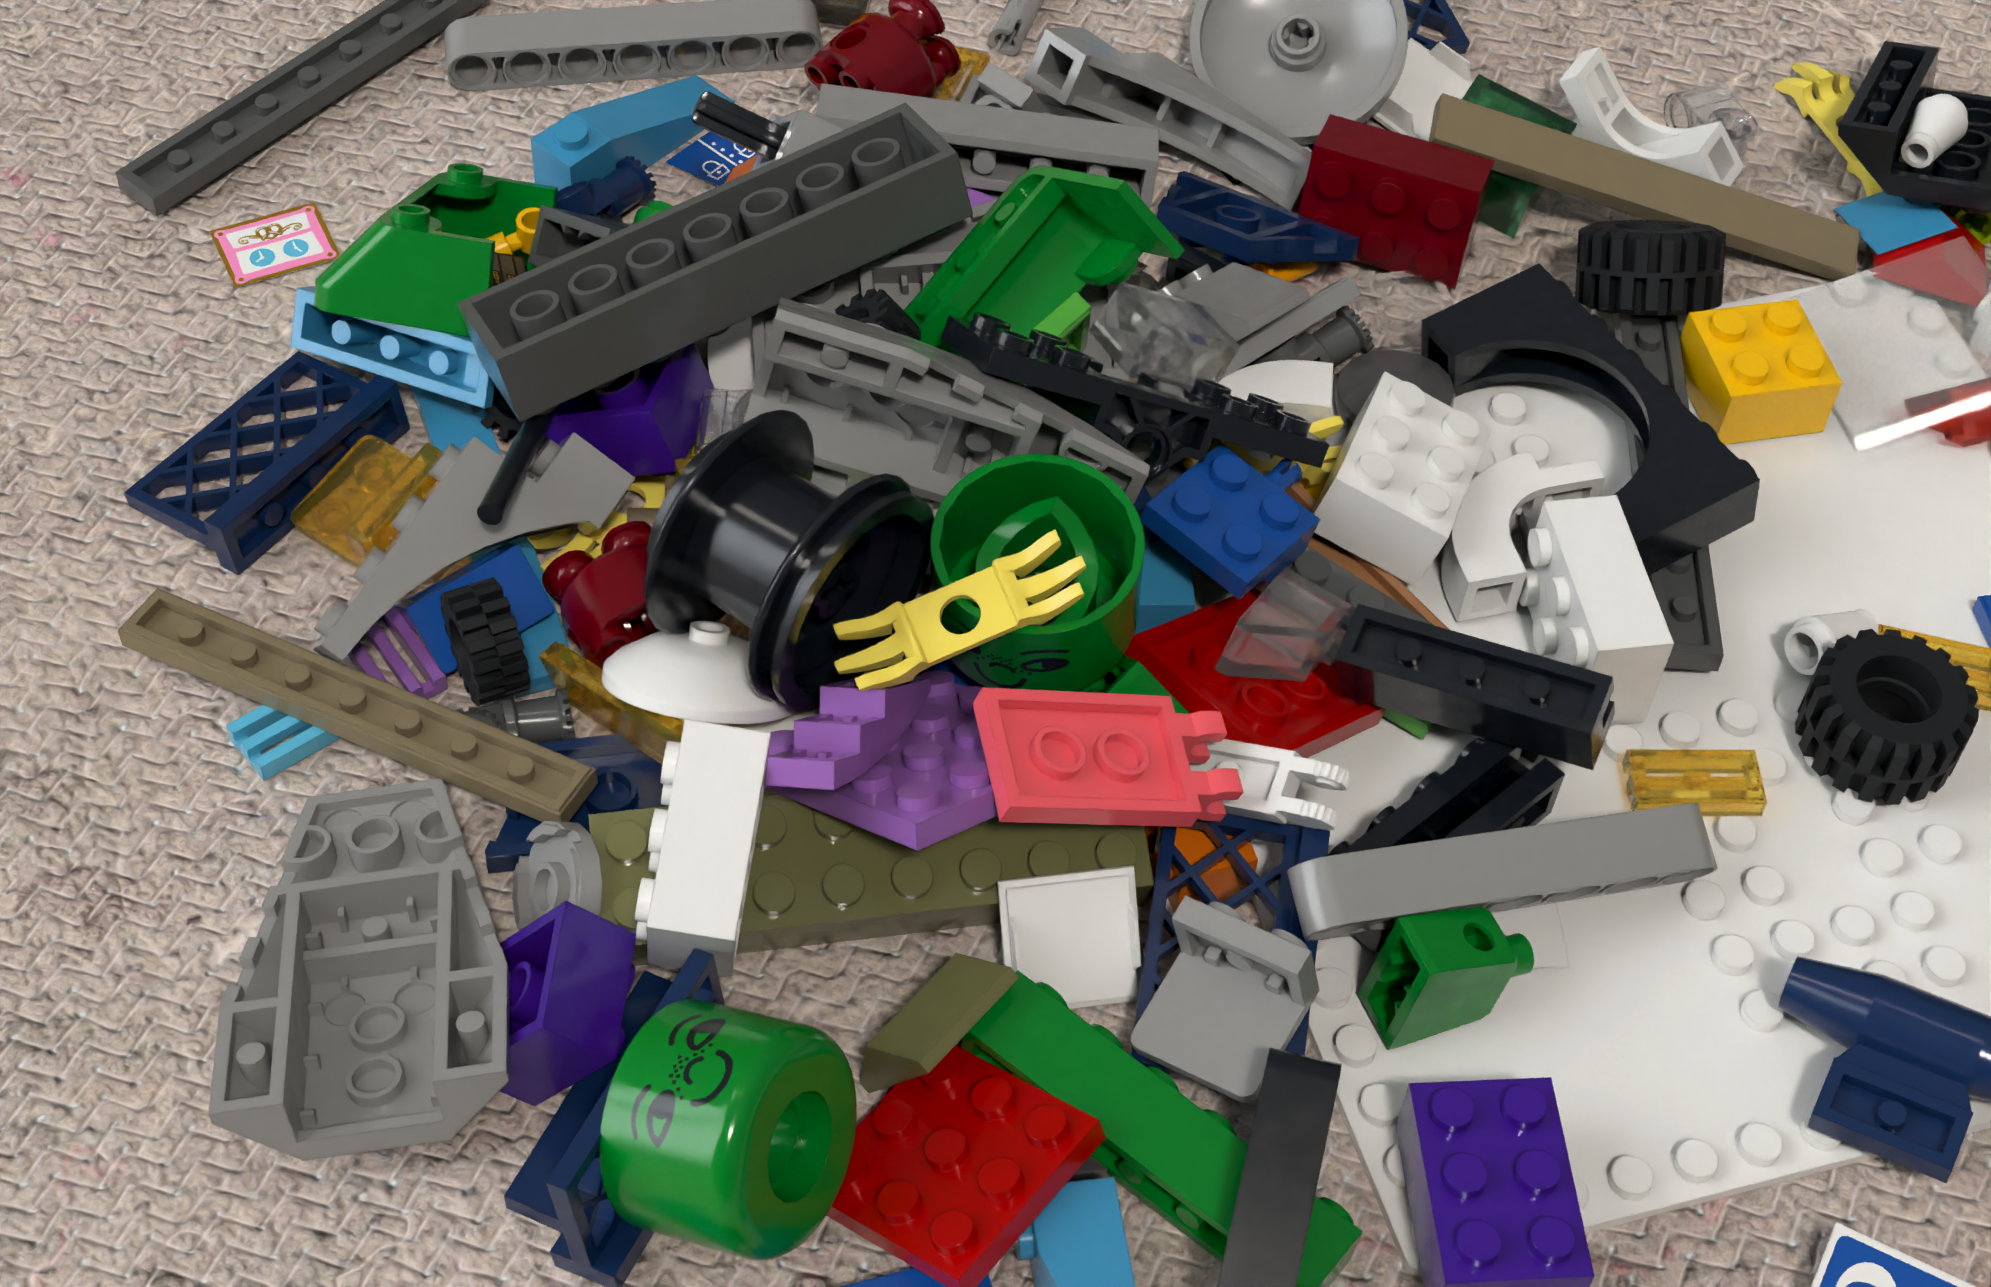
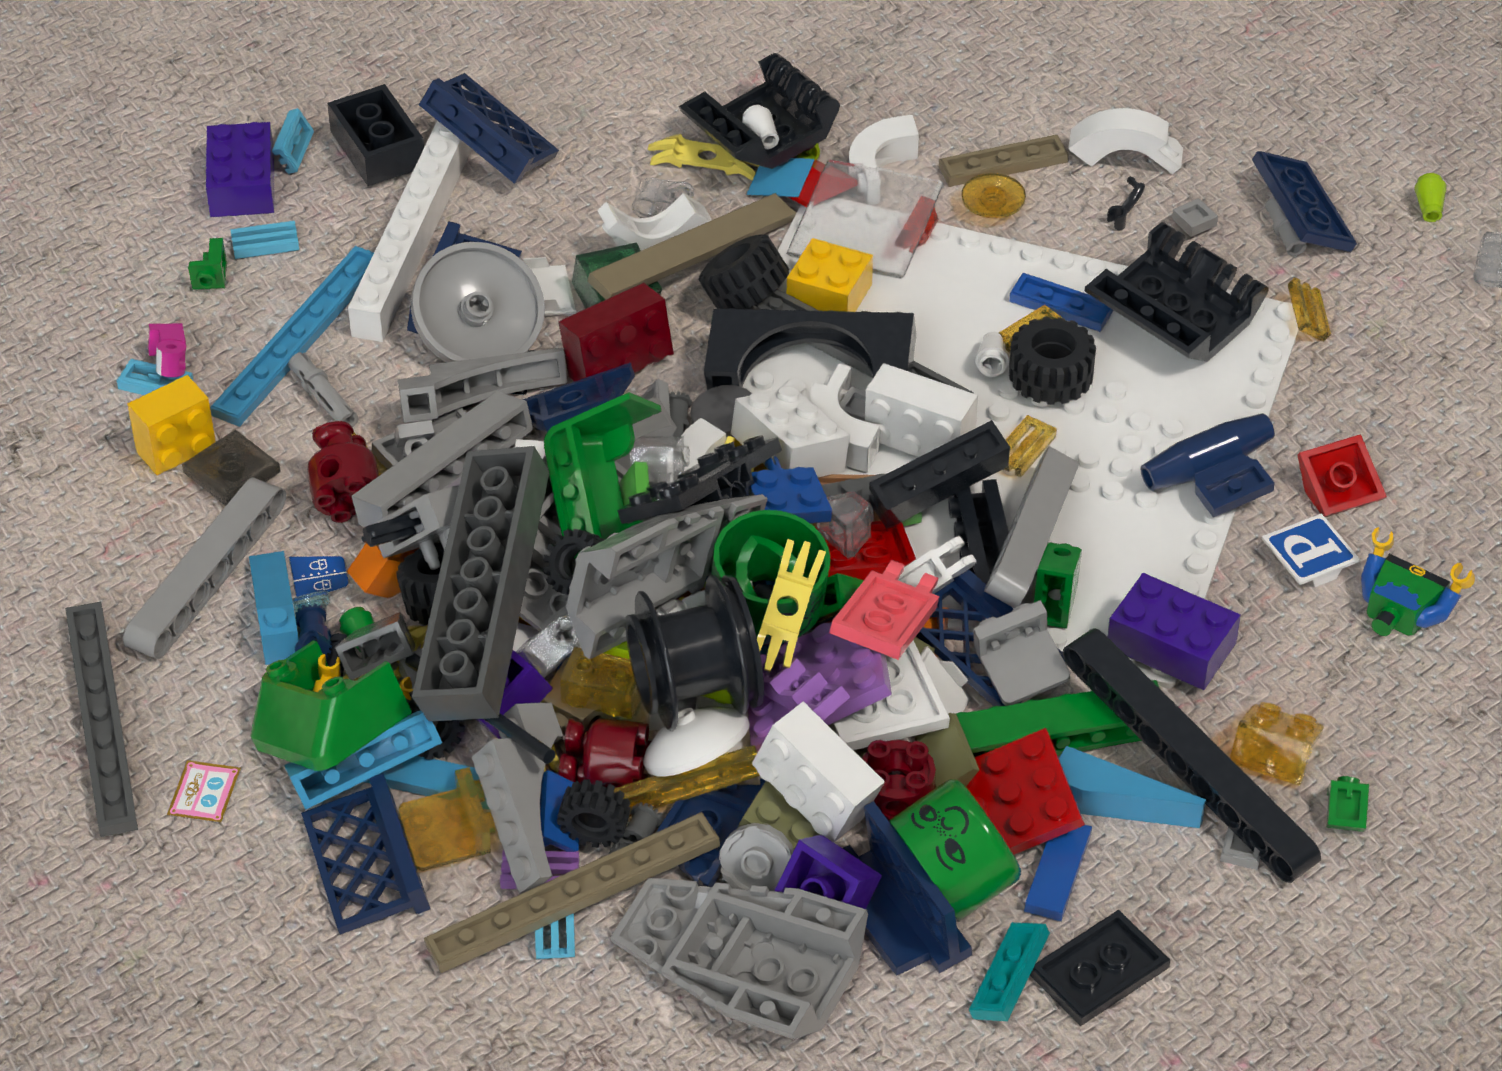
camera: 50 degrees left, 5 degrees down
(662, 167) = (319, 598): none -> clear light blue tile
(830, 969) = (906, 770): none -> dark red piece
(967, 892) = (908, 712): none -> white plate

